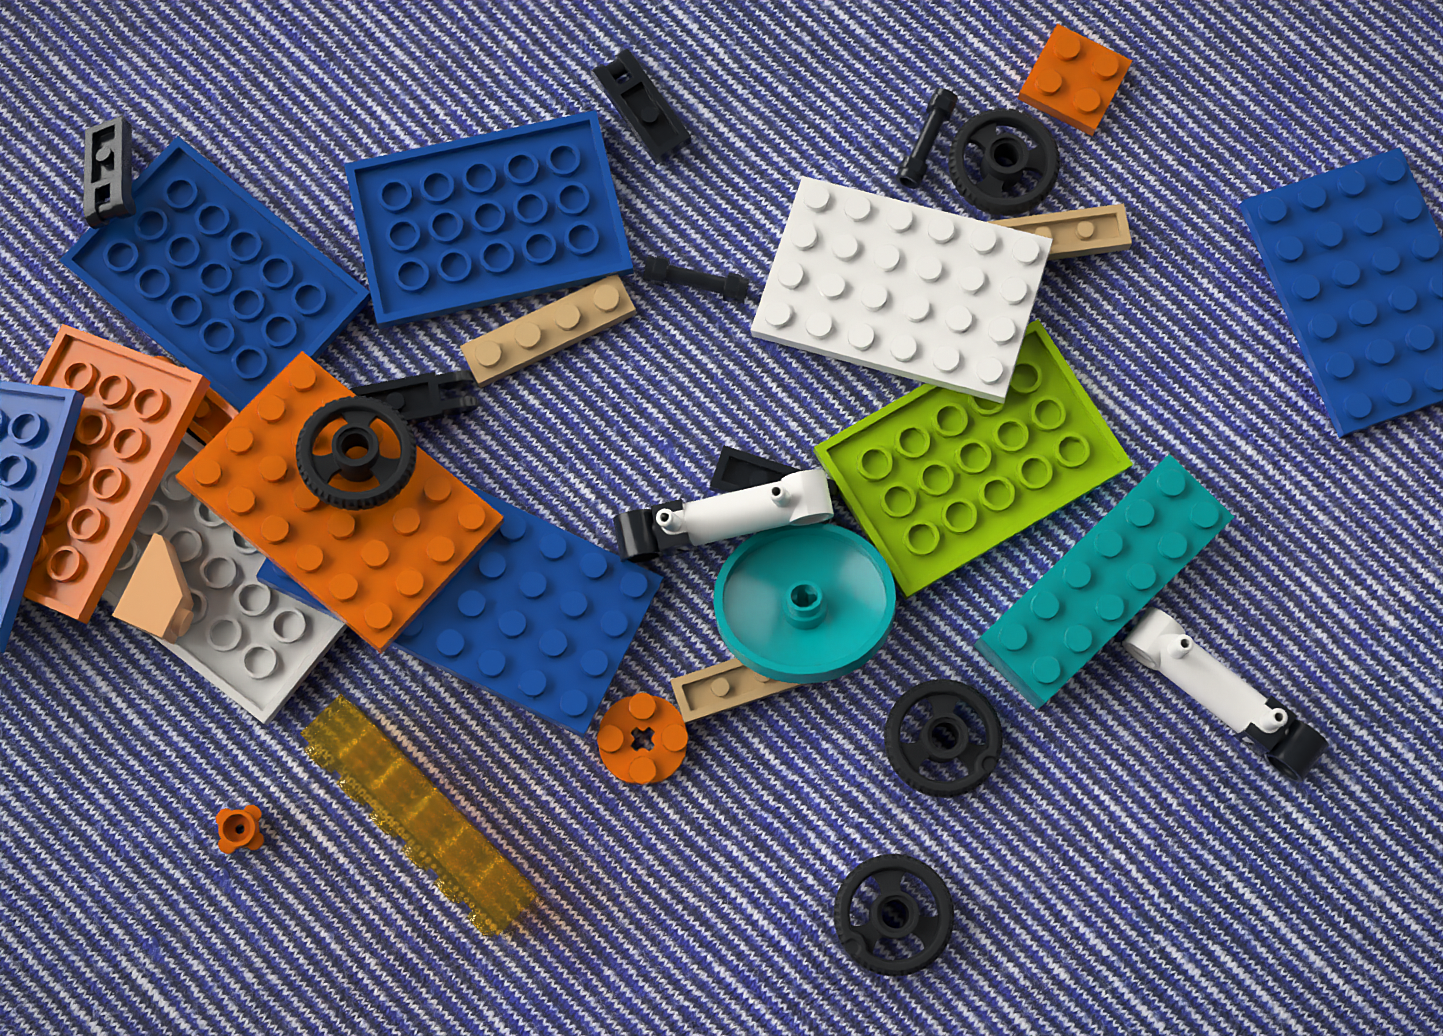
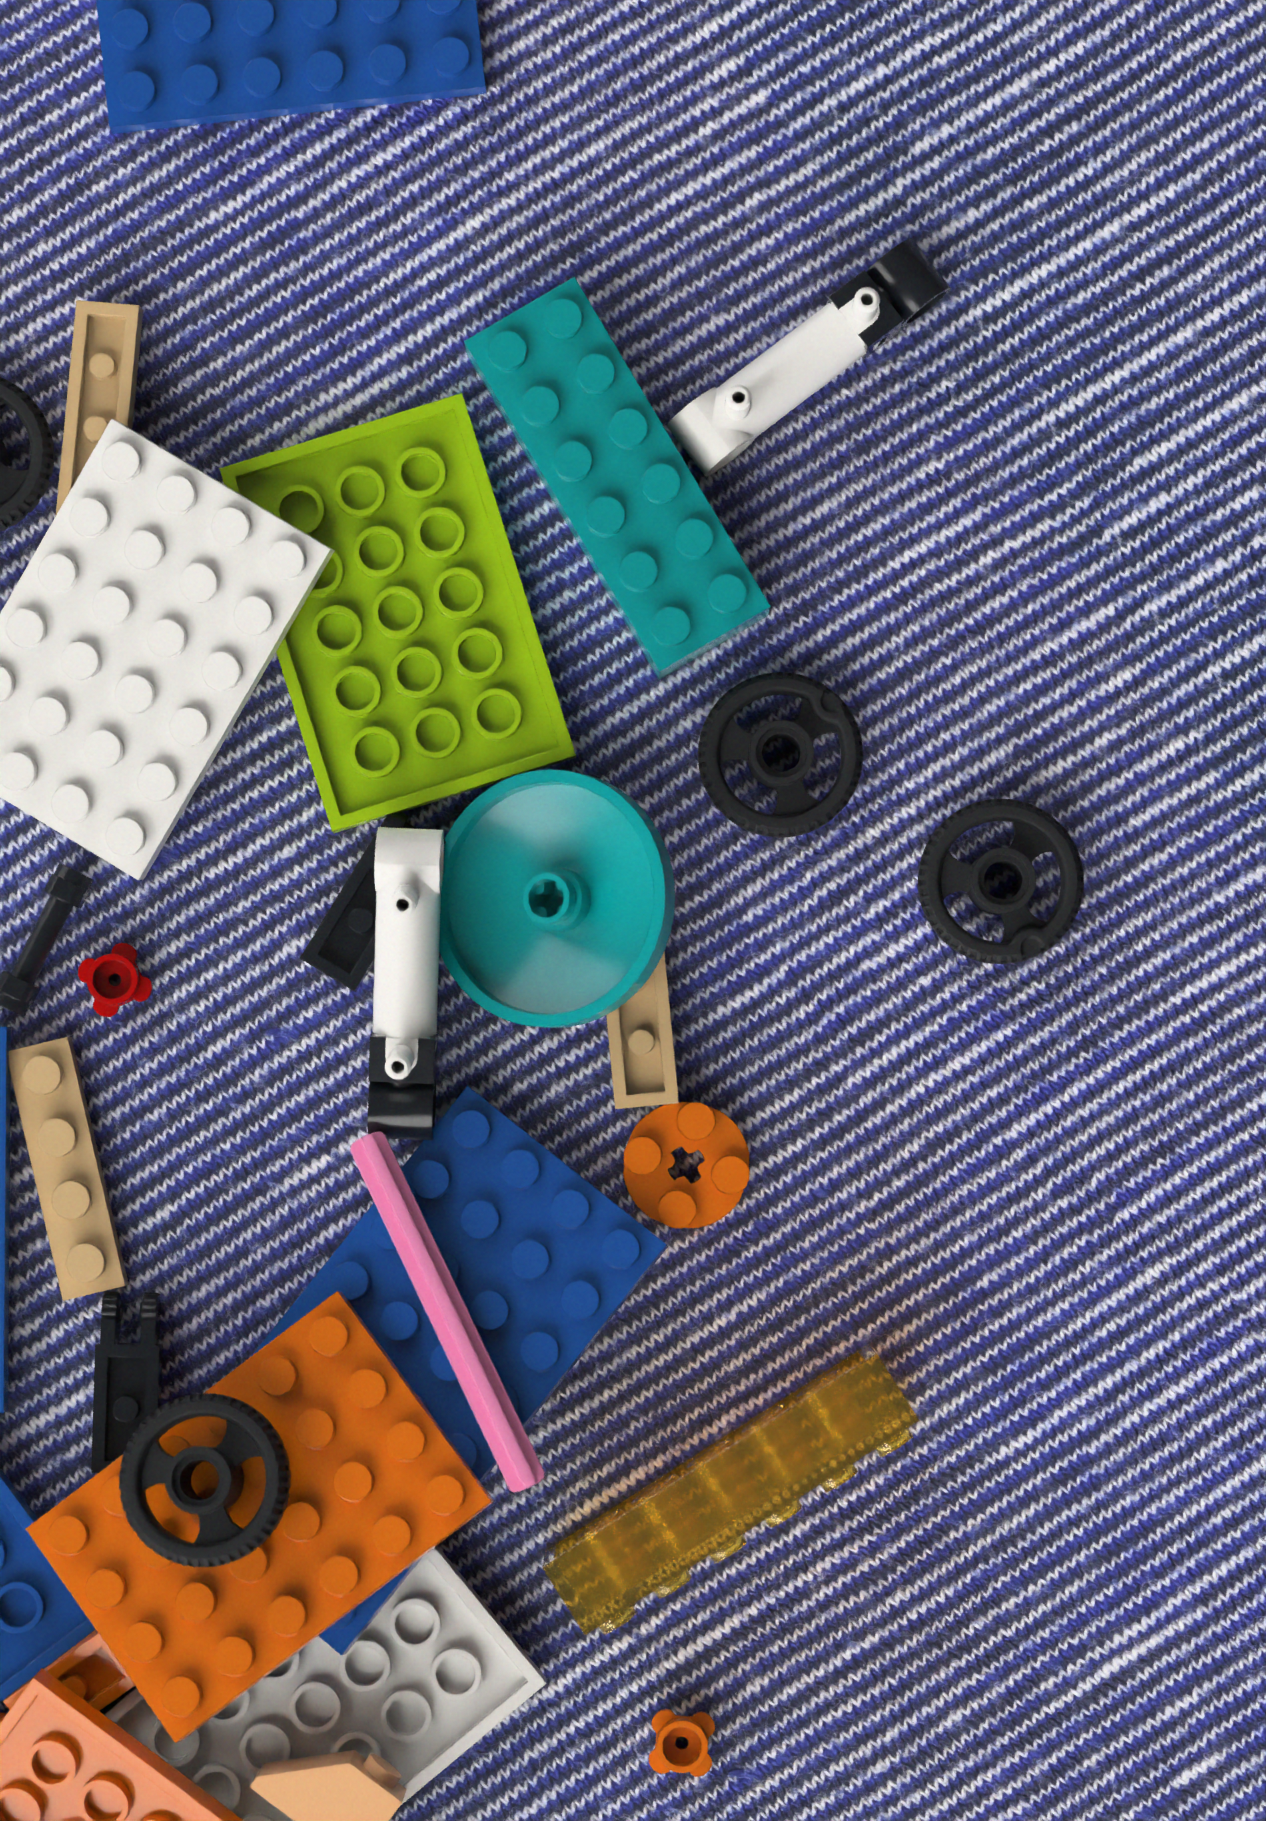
camera: 75 degrees left, 10 degrees up
(503, 594) = (447, 1312): none -> bright pink axle
(680, 319) = (97, 975): none -> red plate

